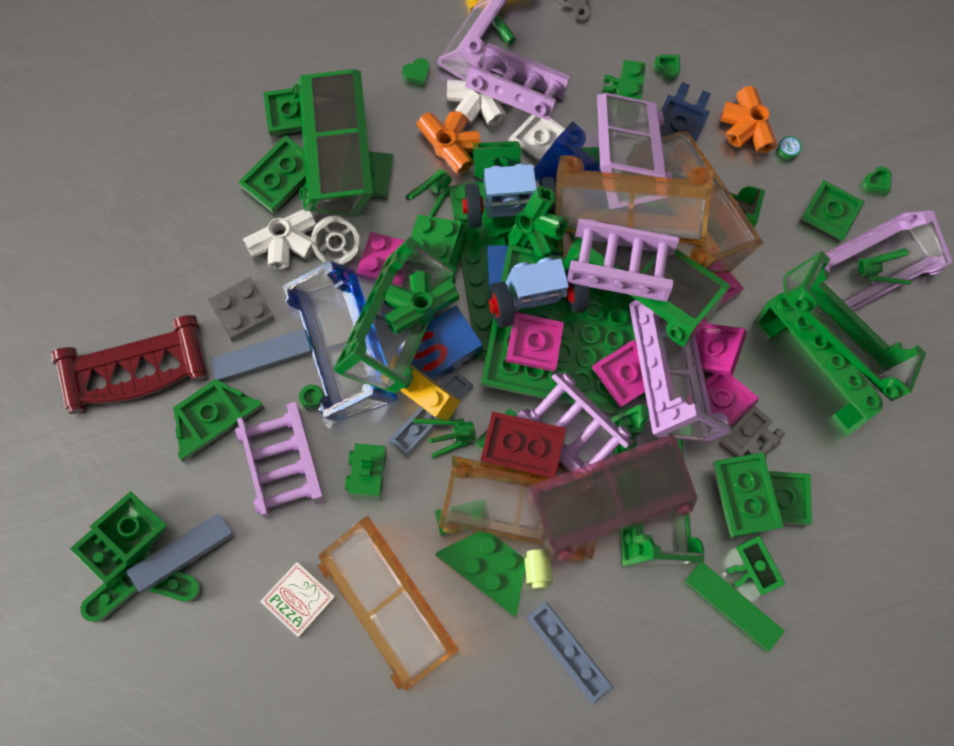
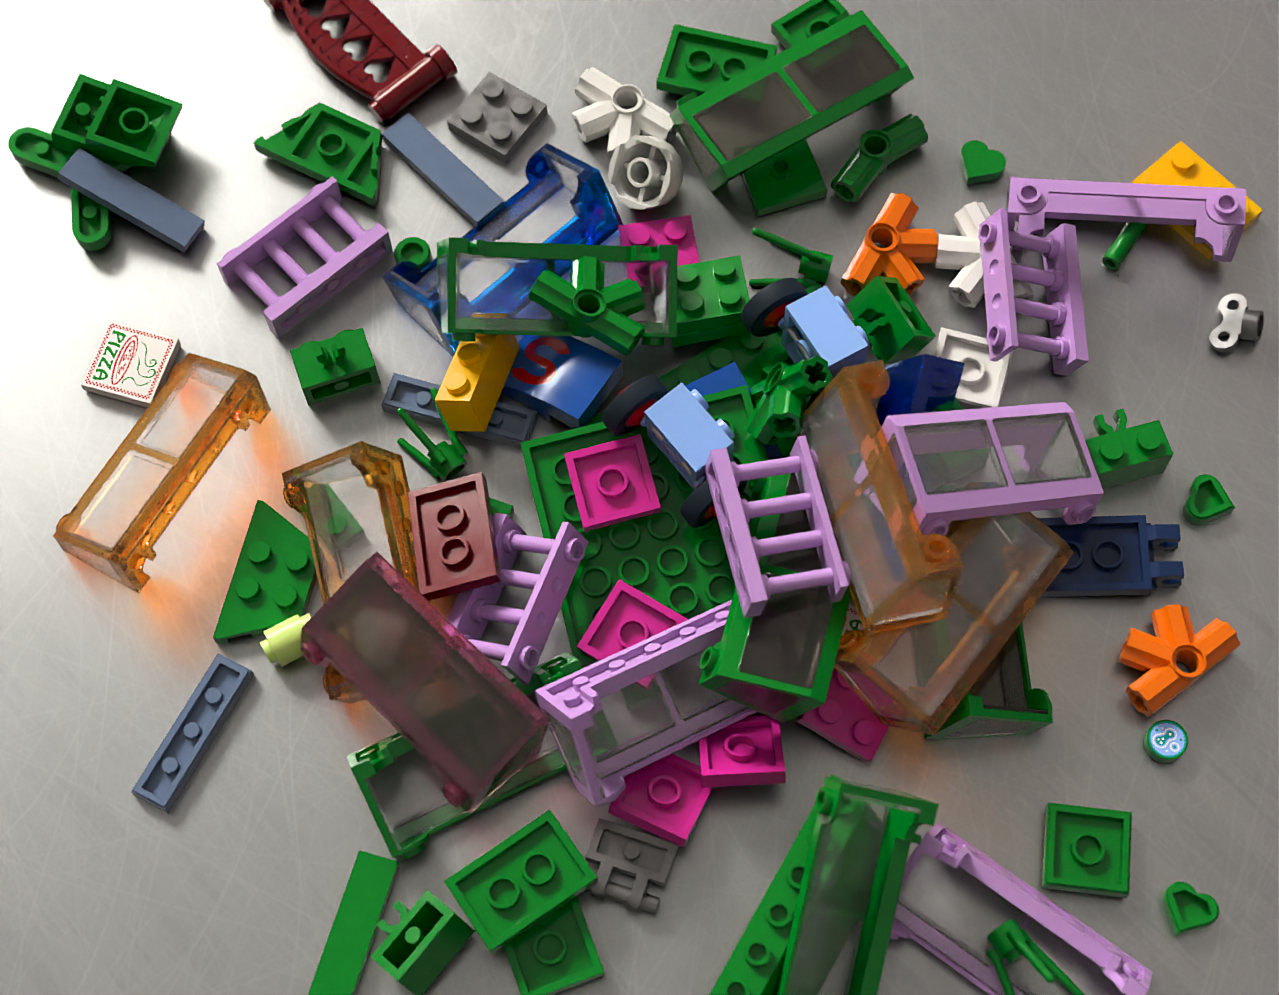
camera: 70 degrees right, 5 degrees down
(389, 128) = (864, 167): none -> green piece

